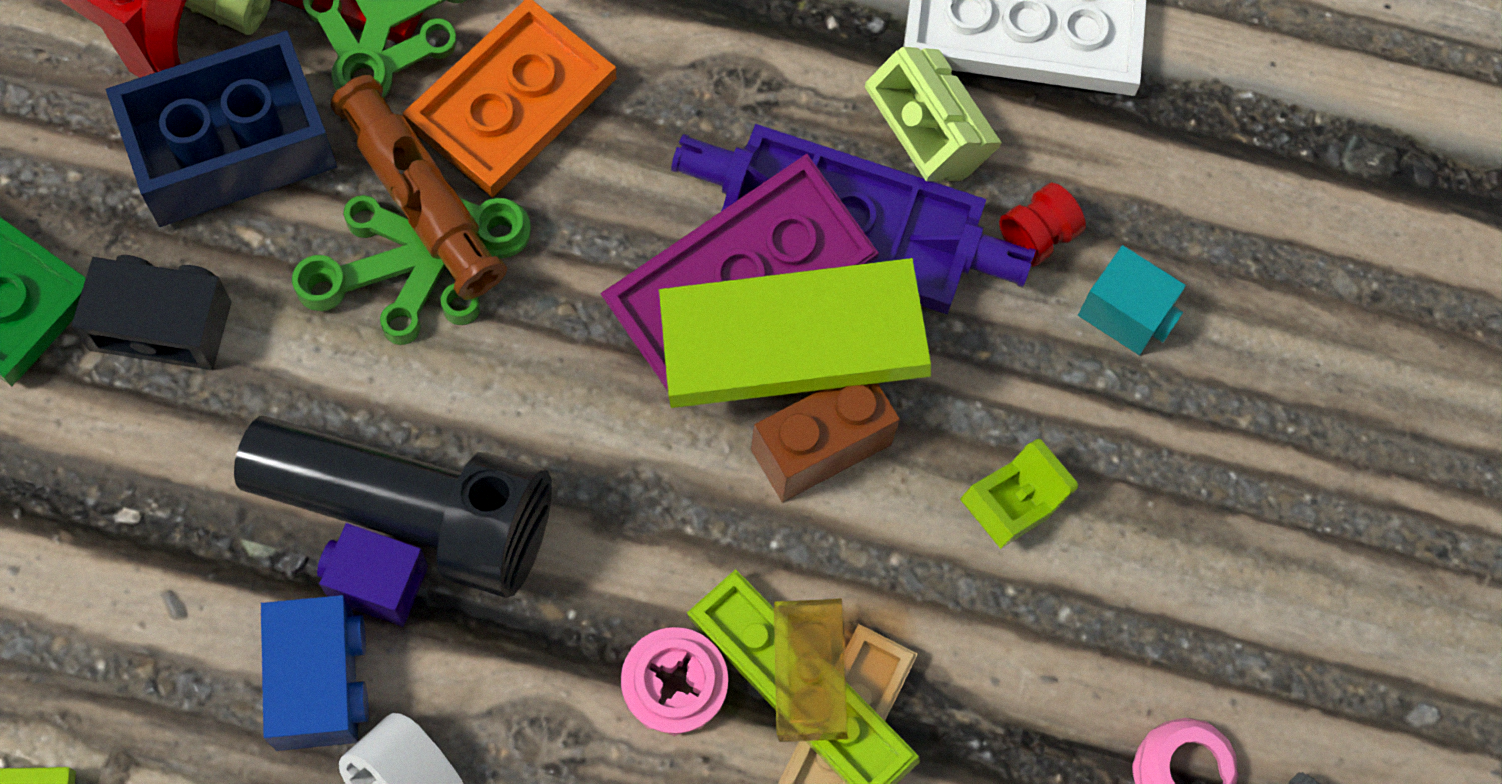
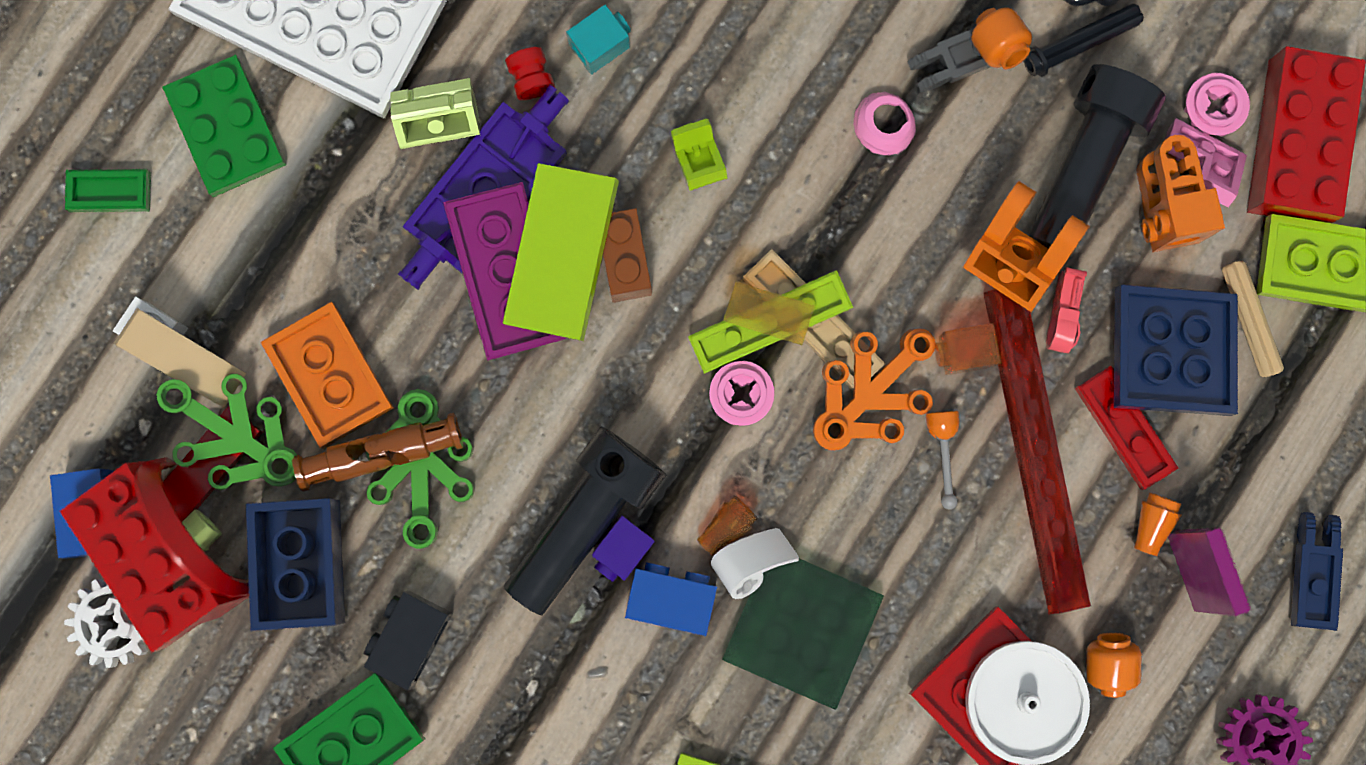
camera: 70 degrees left, 15 degrees up
(458, 724) = (727, 525): none -> clear orange cone

